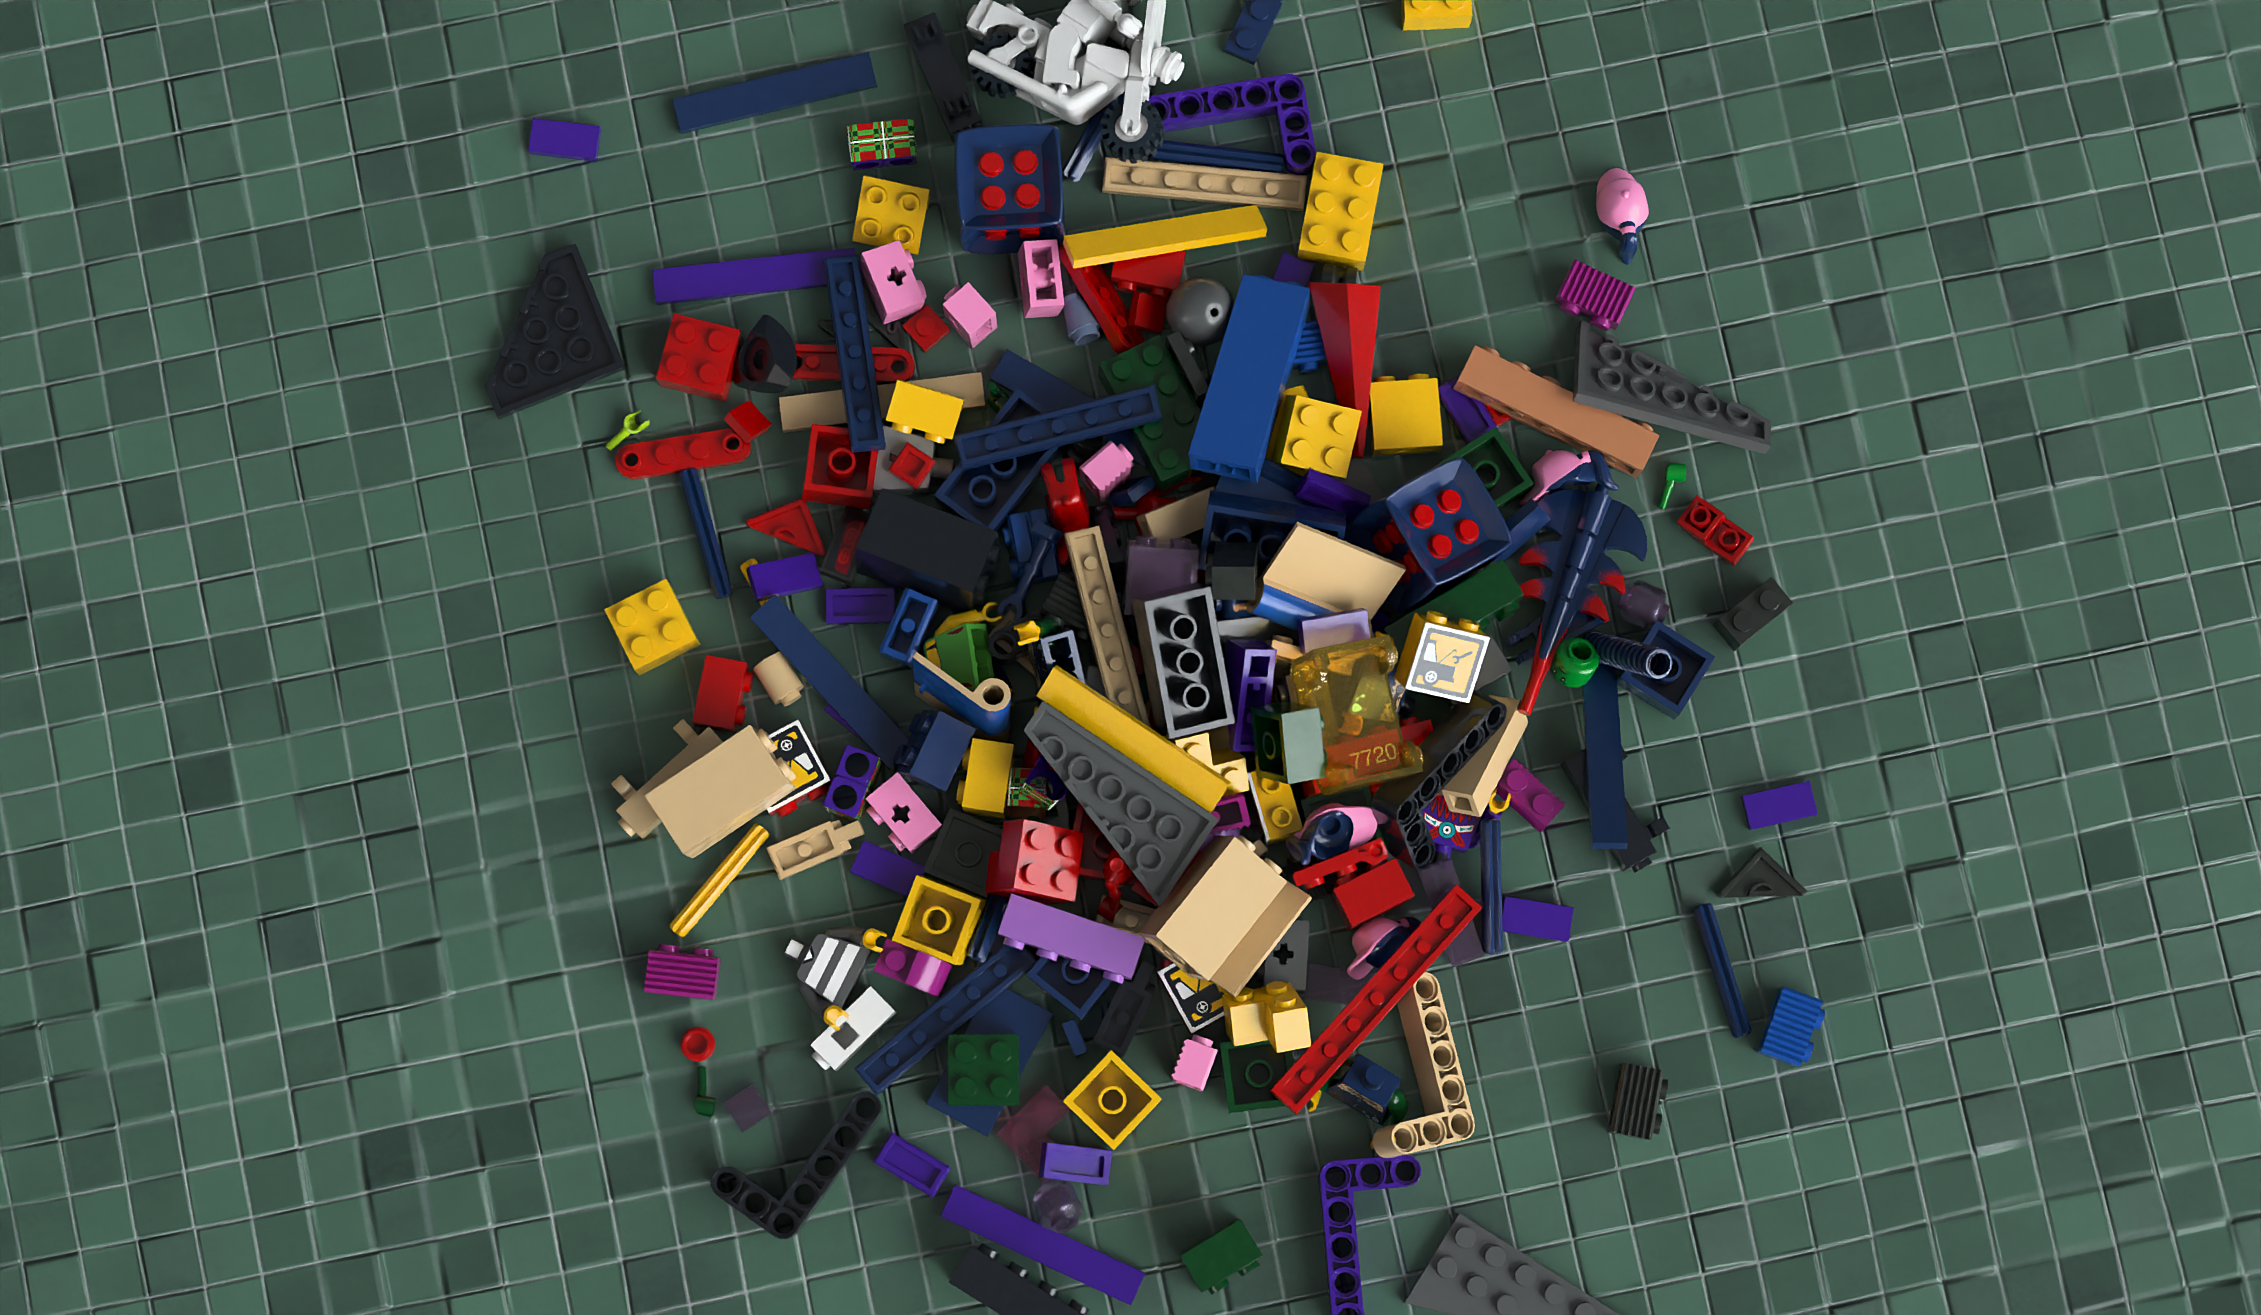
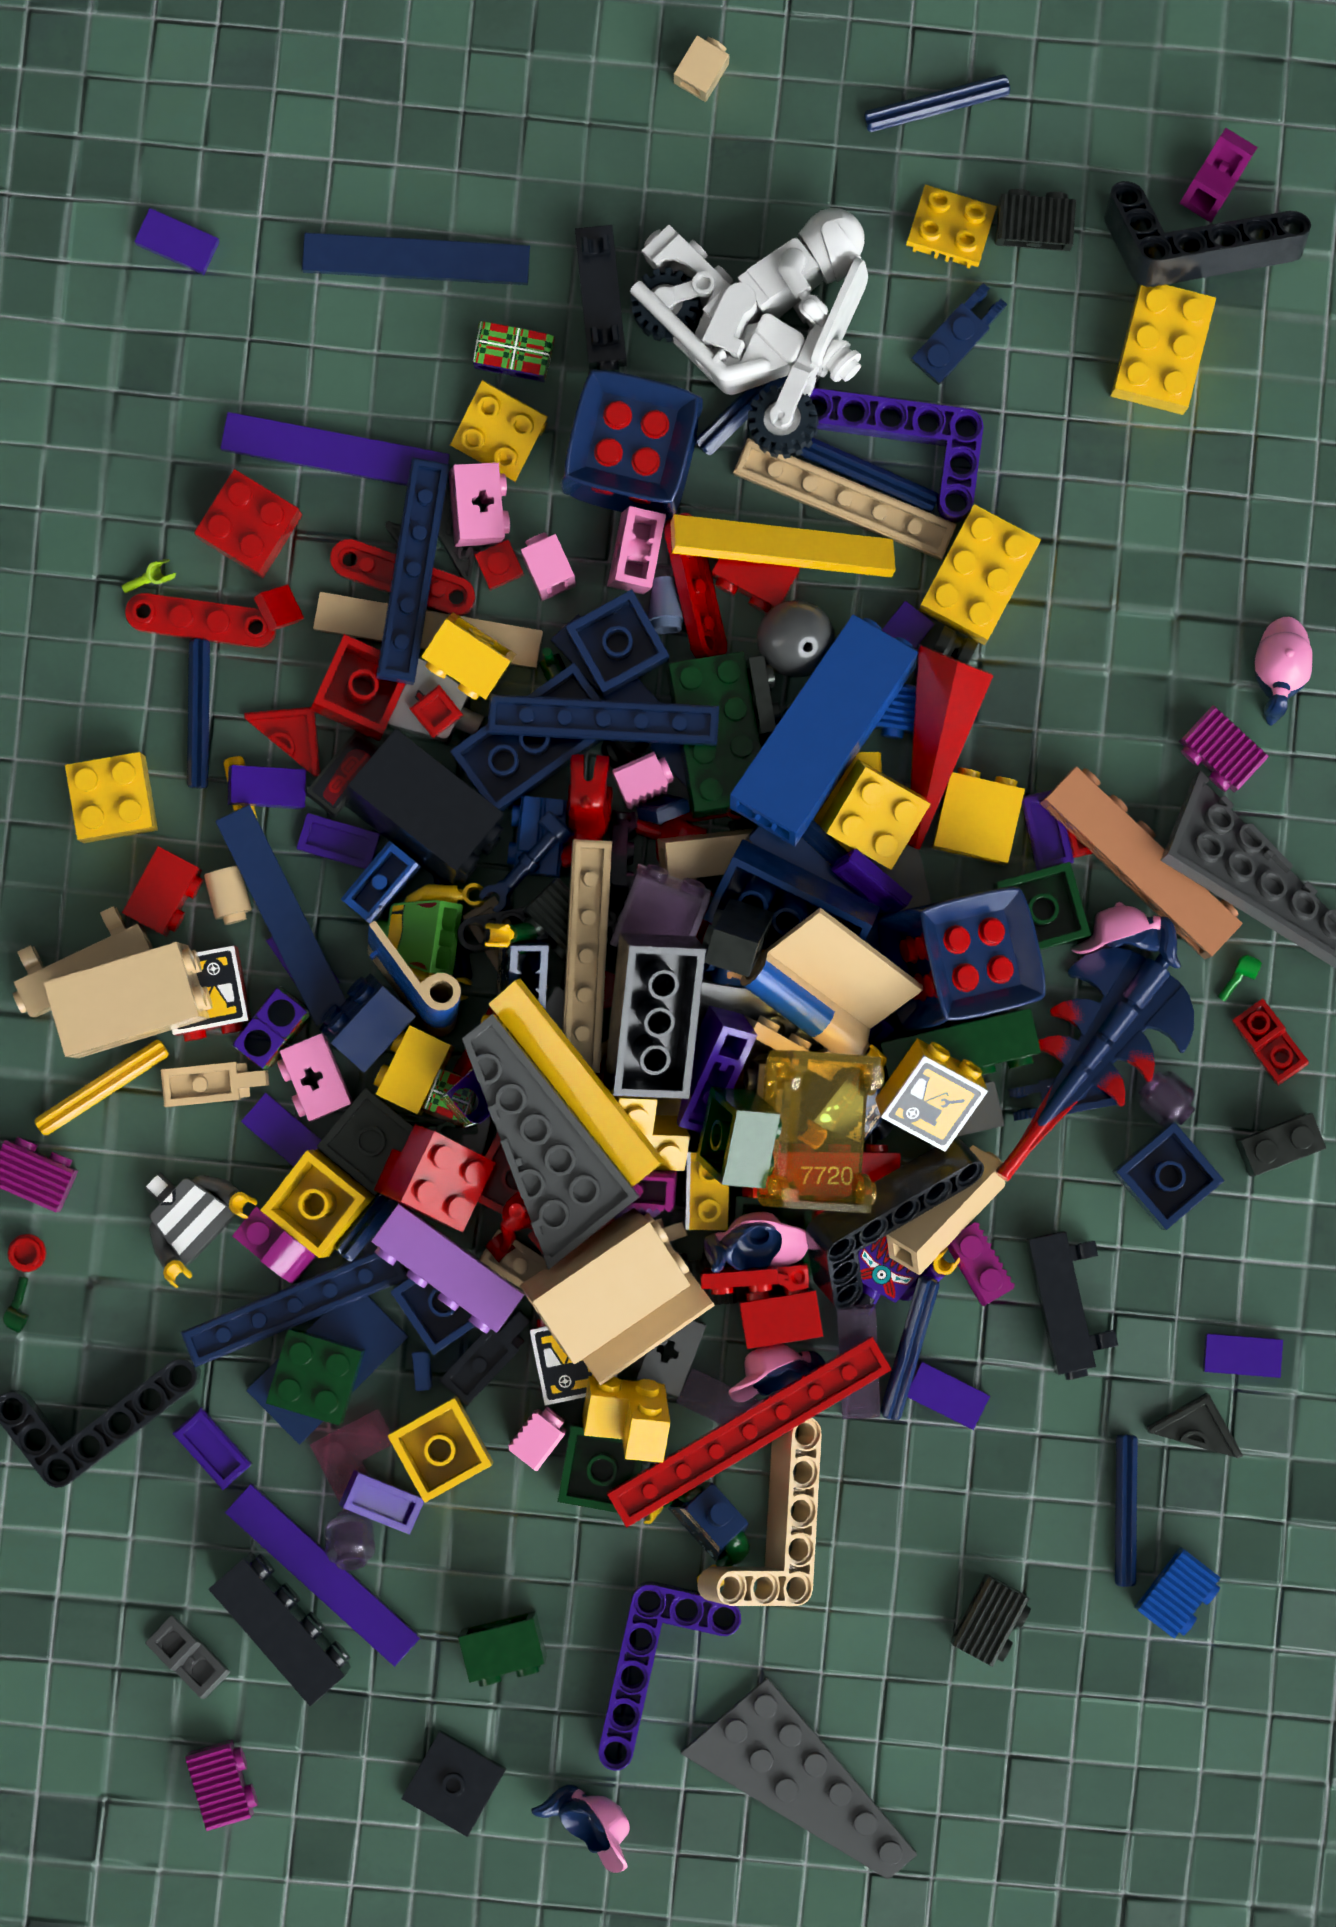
camera: 20 degrees right, 5 degrees up
(556, 340) = (103, 456): black plate -> none
(748, 1108) = (59, 1336): clear purple tile -> none
(766, 358) = (318, 546): black hat -> none
(866, 1018) = (208, 1282): white brick -> none
(1049, 360) = (617, 643): none -> dark blue brick
(1147, 312) = (739, 621): red tile -> none
(1332, 629) = (825, 1032): tile -> none
(1524, 525) = (1067, 975): dark blue tile -> none
(1574, 662) = (1073, 1138): green head -> none
(1604, 760) = (1071, 1249): dark blue tile -> none
(1631, 655) = (1129, 1151): dark blue piece -> none

